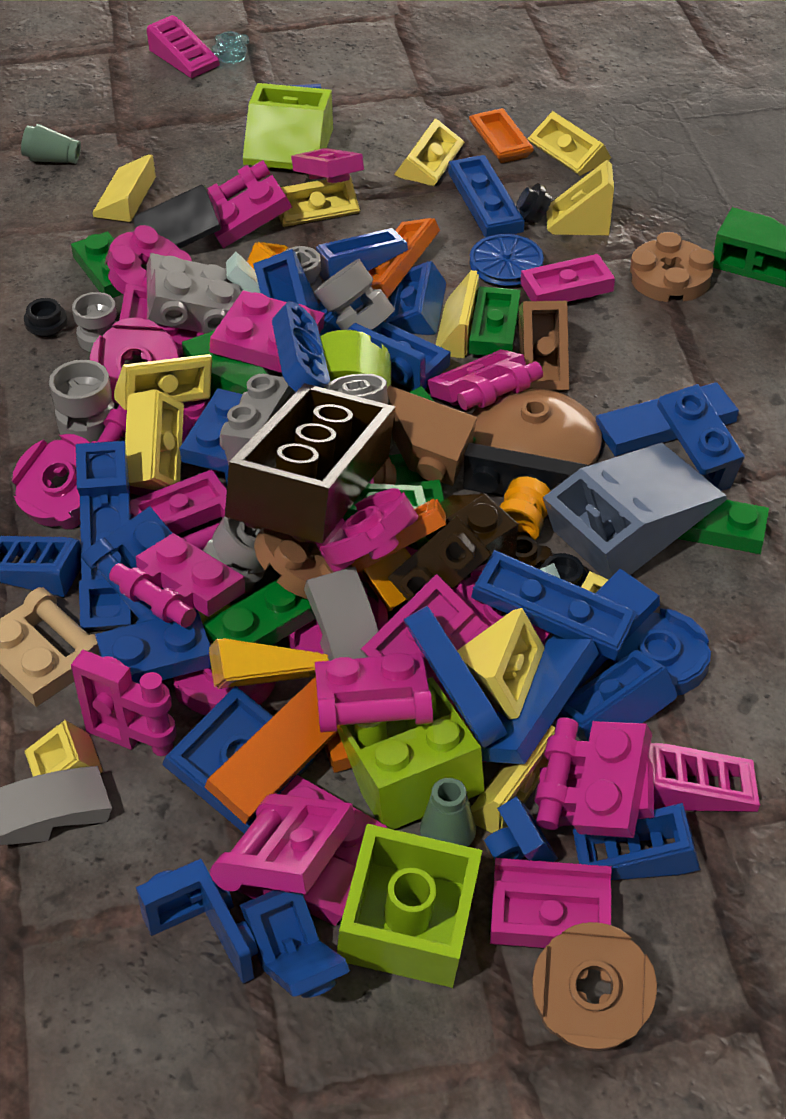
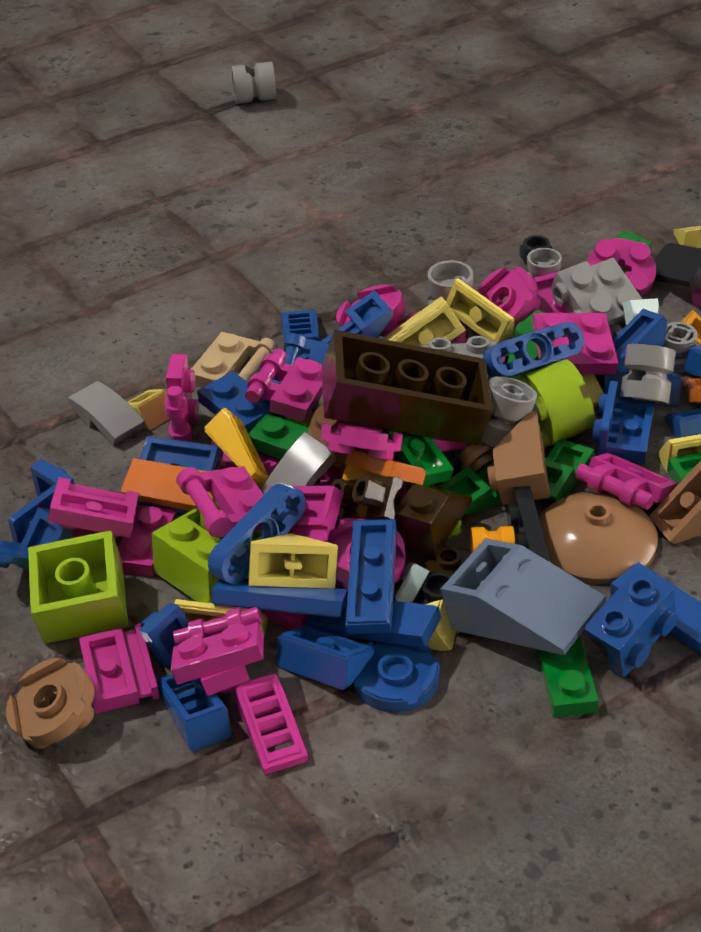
camera: 70 degrees right, 5 degrees down
(449, 814) = (163, 584): sand green cone -> none

